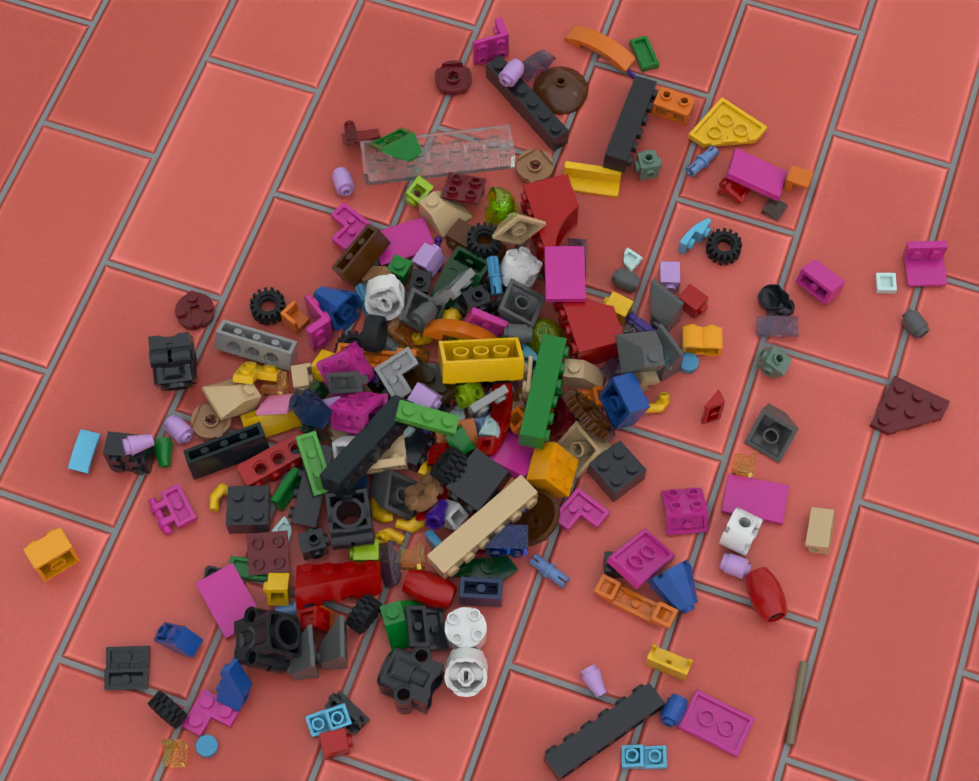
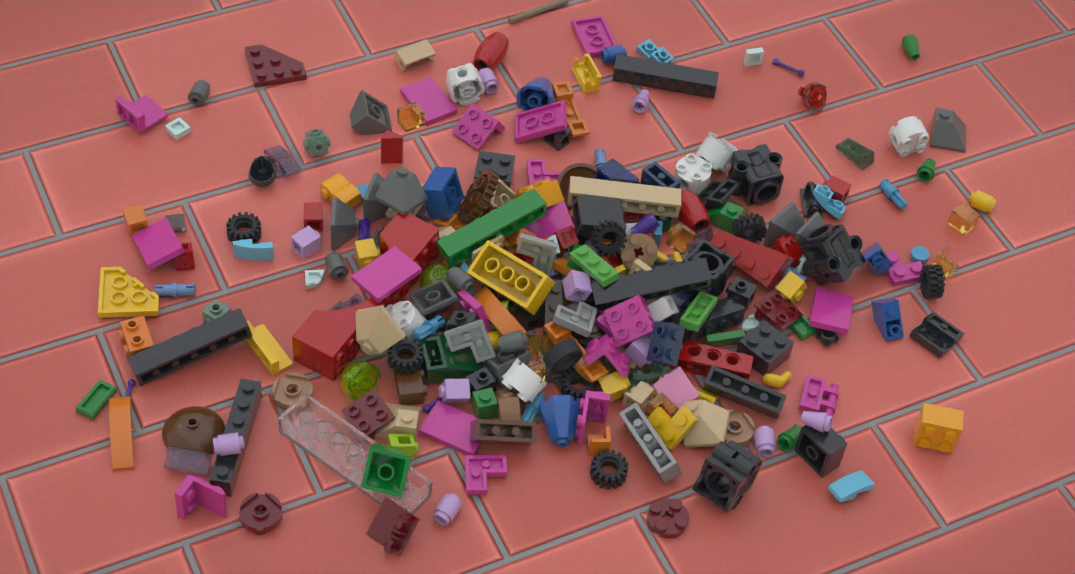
camera: 140 degrees left, 15 degrees down
(346, 381) = (623, 336): dark grey plate -> none
(820, 281) = (219, 154): dark pink brick -> none

